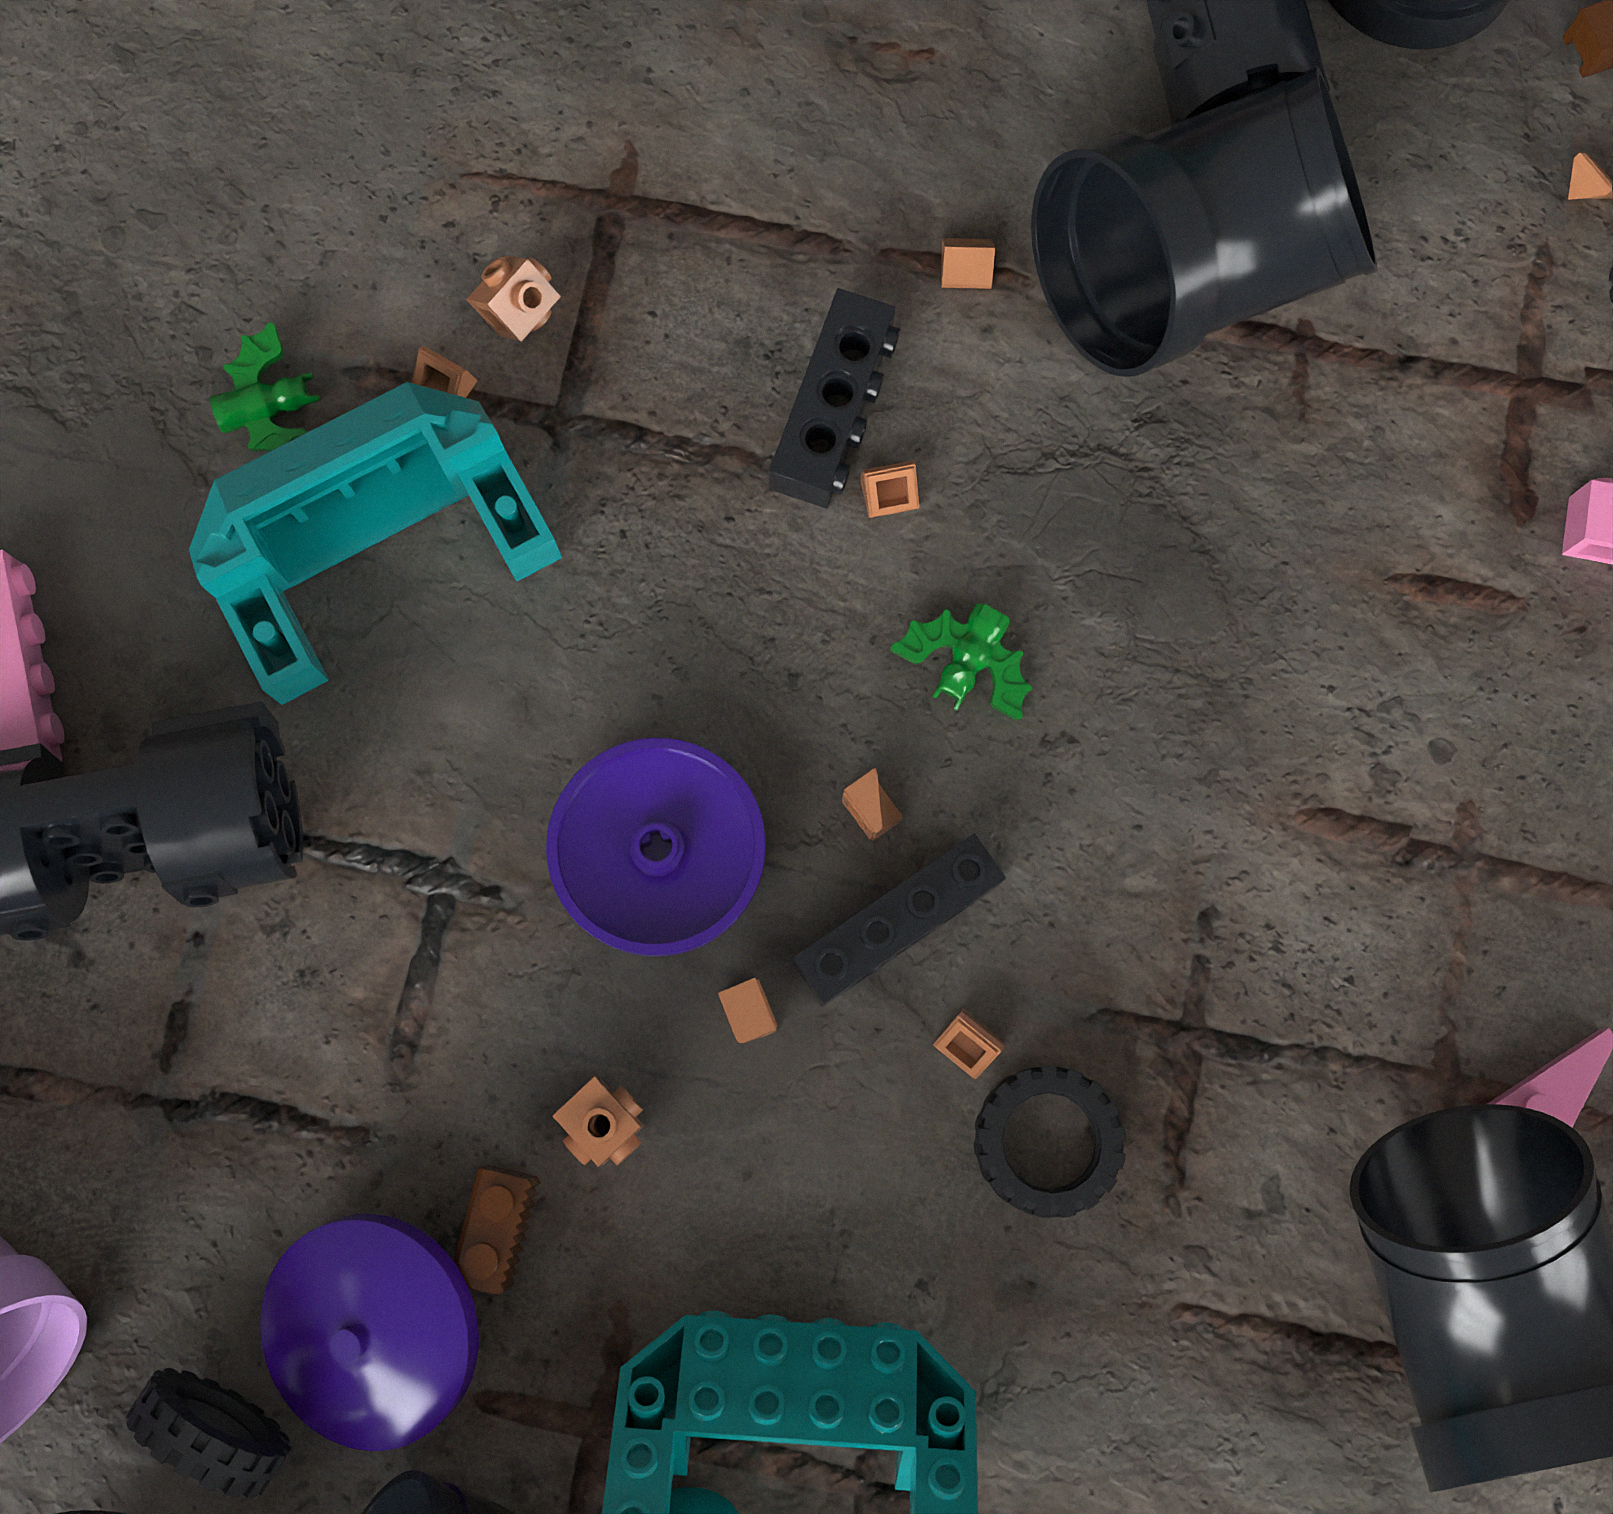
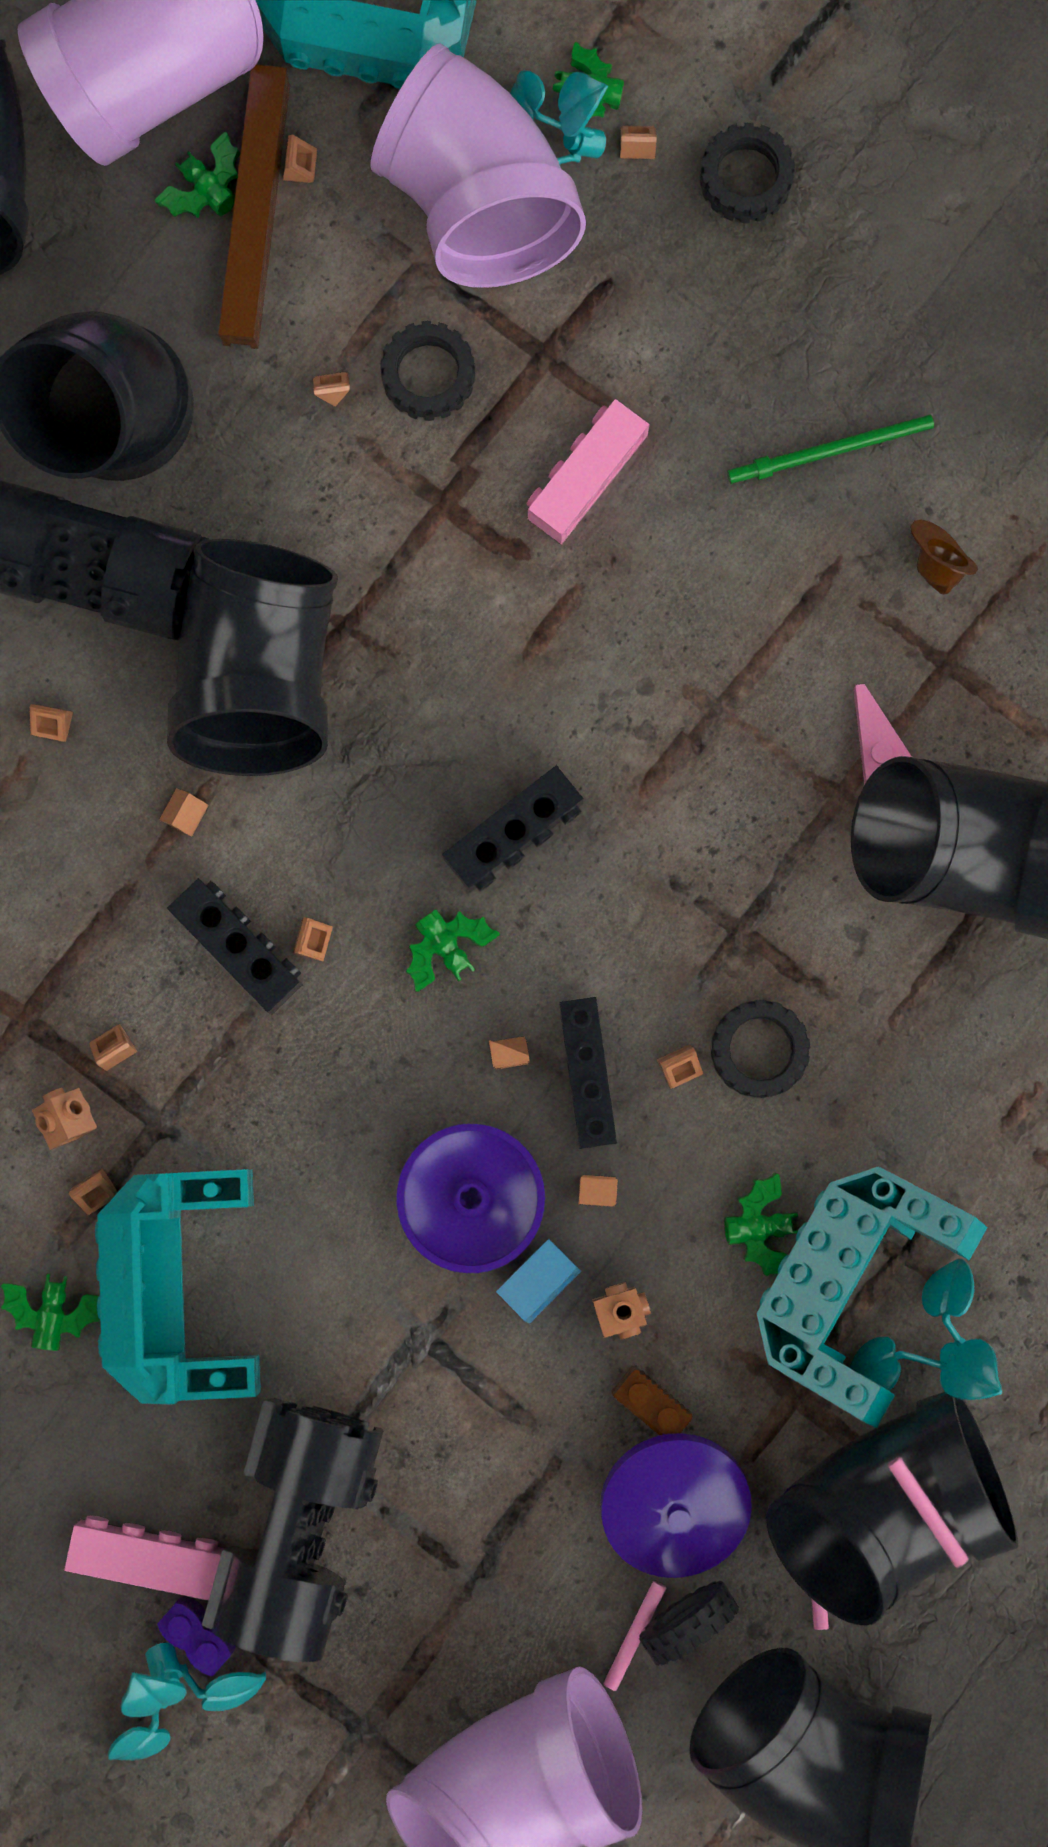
camera: 60 degrees left, 5 degrees up
(157, 1359) = (632, 1640): none -> bright pink bar
(589, 992) = (538, 1281): none -> dark azure hinge
(630, 318) = (112, 1048): none -> nougat slope
(802, 1254) = (755, 1227): none -> green animal
(993, 56) = (49, 722): none -> nougat slope
(1244, 686) = (550, 787): none -> black brick

